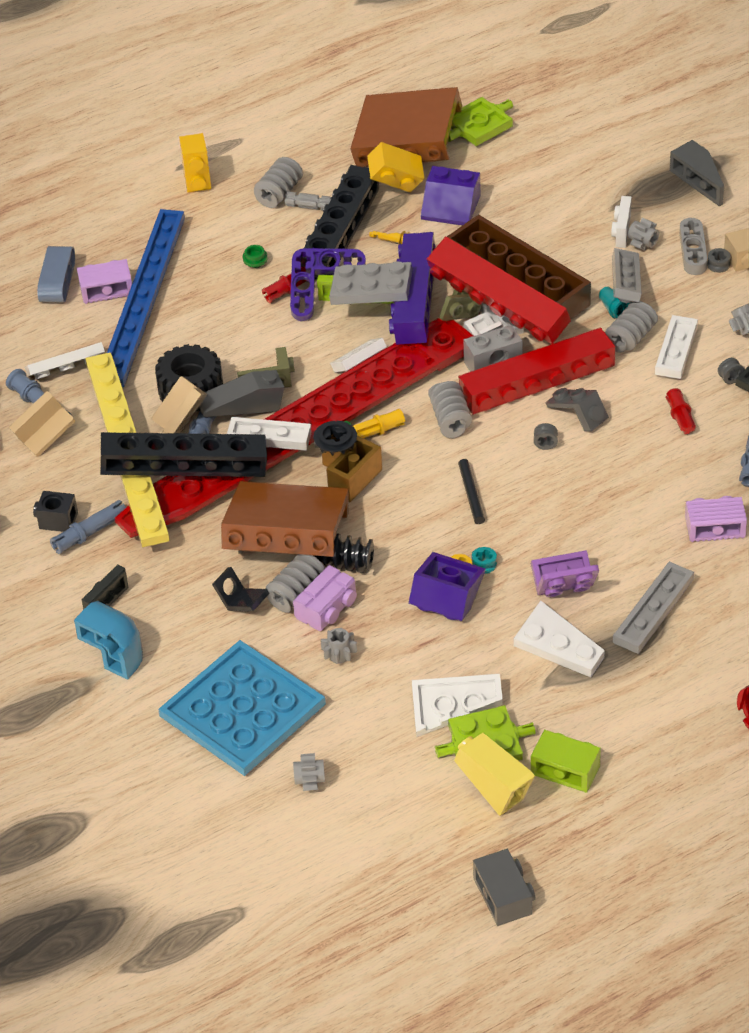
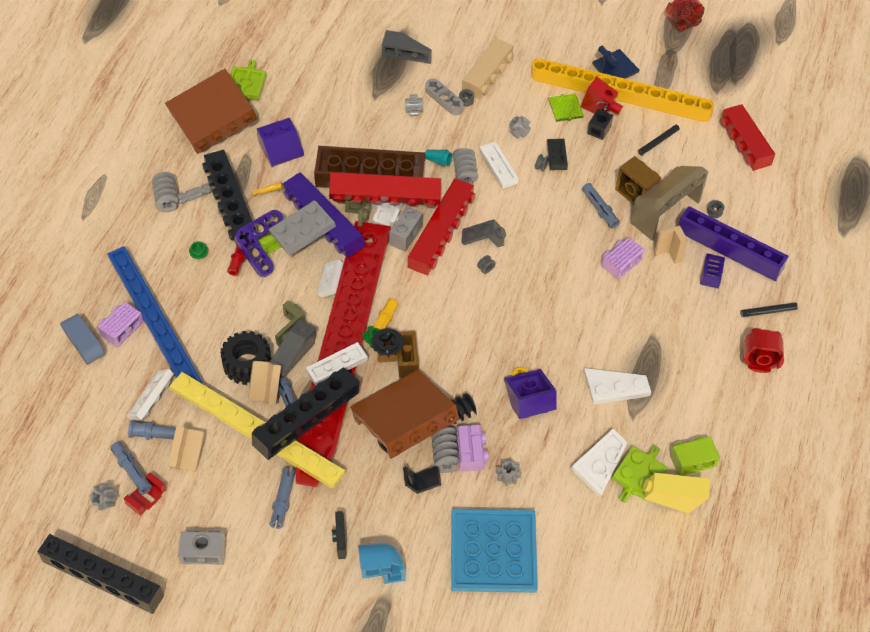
camera: 45 degrees left, 10 degrees up
(55, 511) = (256, 494): black brick -> none
(195, 162) = (102, 208): yellow brick -> none
(309, 772) = (574, 564): light grey gear -> none
(395, 167) = (234, 142): yellow brick -> none
(450, 408) = (418, 280): light grey piece -> none
(471, 491) = (477, 324): black bar -> none
(486, 553) = (528, 357): teal bush -> none
(503, 886) = (740, 555): dark grey brick -> none
(563, 573) = (584, 343): medium lavender bracket -> none
(622, 216) = (395, 104): white plate -> none
(626, 275) = (435, 136): light grey plate -> none
(653, 607) = (644, 332): light grey plate -> none
(680, 410) = (539, 203): red axle -> none

